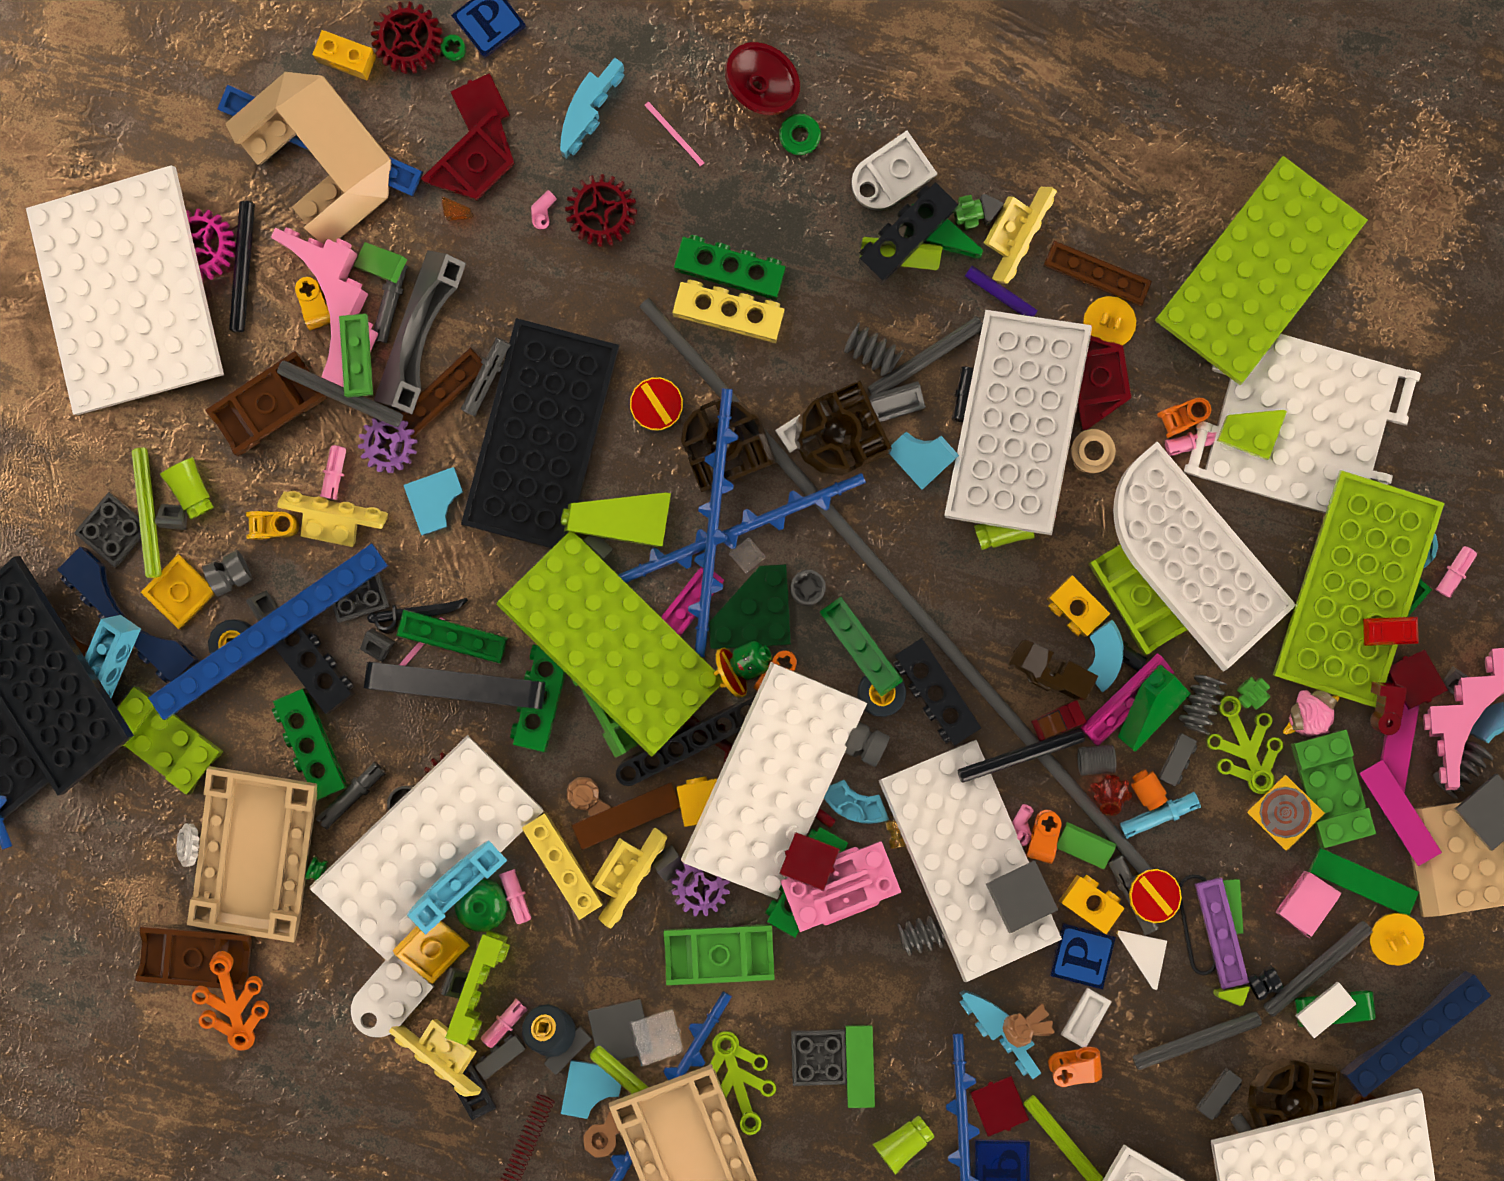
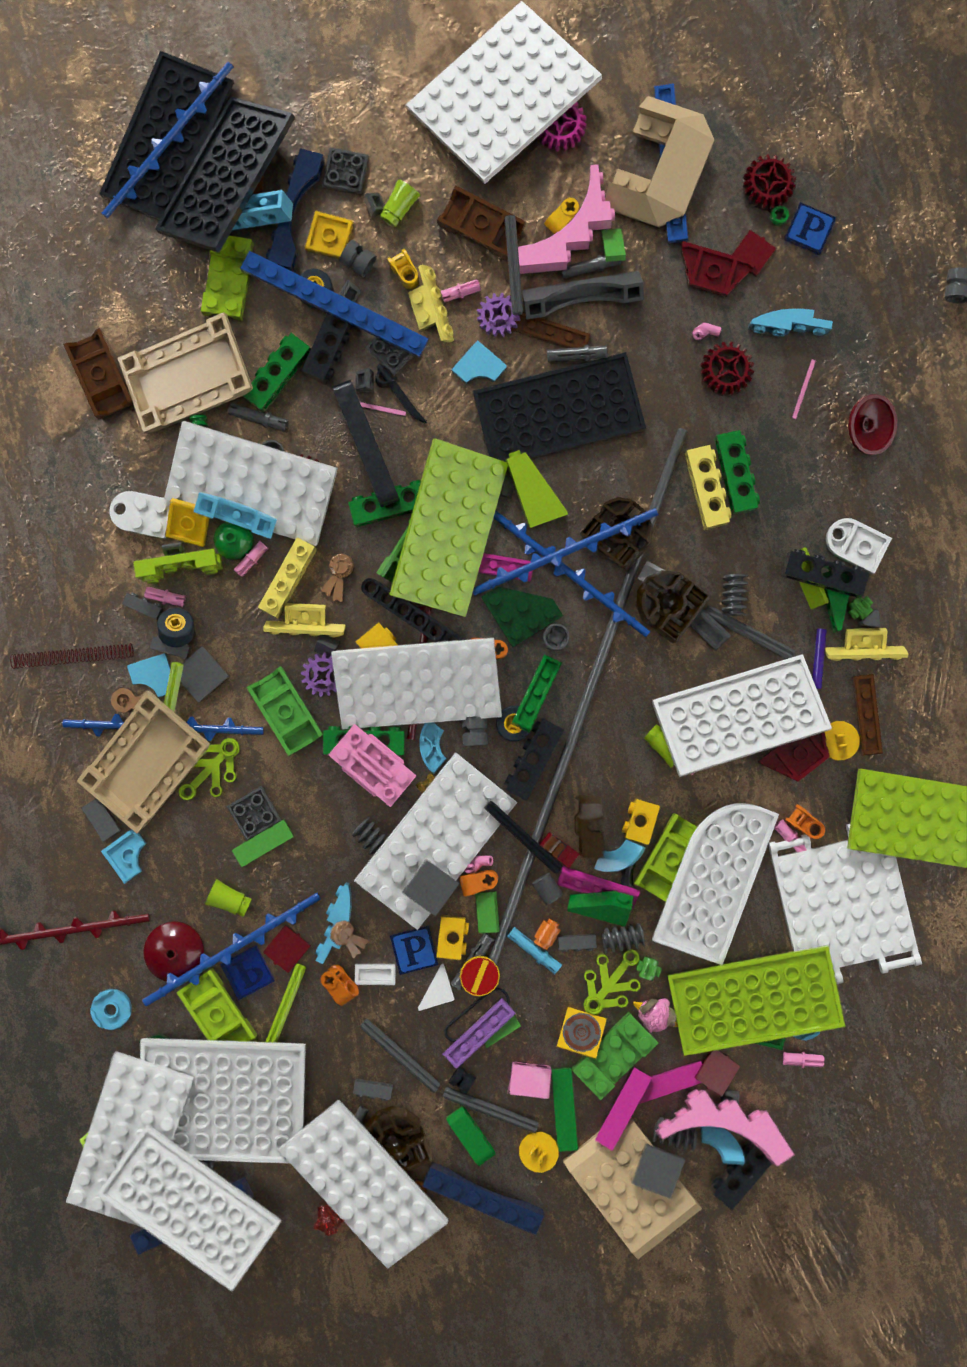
camera: 60 degrees right, 0 degrees up
(146, 512) = (368, 185): lime axle -> none
(187, 845) = (169, 330): white gear -> none
(231, 1006) = (80, 413): orange plant -> none
(242, 266) = (561, 159): black axle -> none
(344, 55) = (735, 147): yellow brick -> none
(356, 355) = (544, 260): bright green tile -> none
(443, 1055) = (121, 569): light yellow bracket -> none
(452, 636) = (396, 425): green tile -> none
(455, 211) = (673, 274): clear orange slope -> none
(475, 1076) = (105, 596): black slope -> none
(626, 816) = (342, 601): reddish brown tile -> none
(656, 403) = (621, 473): red piece -> none
(656, 1037) = (209, 700): clear piece -> none
(735, 684) = (472, 617): piece -> none
(747, 555) = (554, 587): clear slope -> none
(751, 660) = (487, 626): green head -> none
(799, 121) = (856, 463): green piece -> none
(809, 861) = (377, 735): dark red piece -> none
(921, 458) = (681, 665): medium azure tile -> none
(962, 393) = (739, 668): black pin -> none
(1078, 456) = (737, 775): tan piece -> none
(1111, 794) = (530, 910): clear red rock -> none
(1235, 995) = (442, 1063): lime slope -> none
(1252, 432) = (820, 873): lime wing -> none
(1325, 1009) = (466, 1129): white tile -> none
(1388, 708) = (688, 1063): dark red leg -> none
(1390, 631) = (740, 1037): red tile -> none

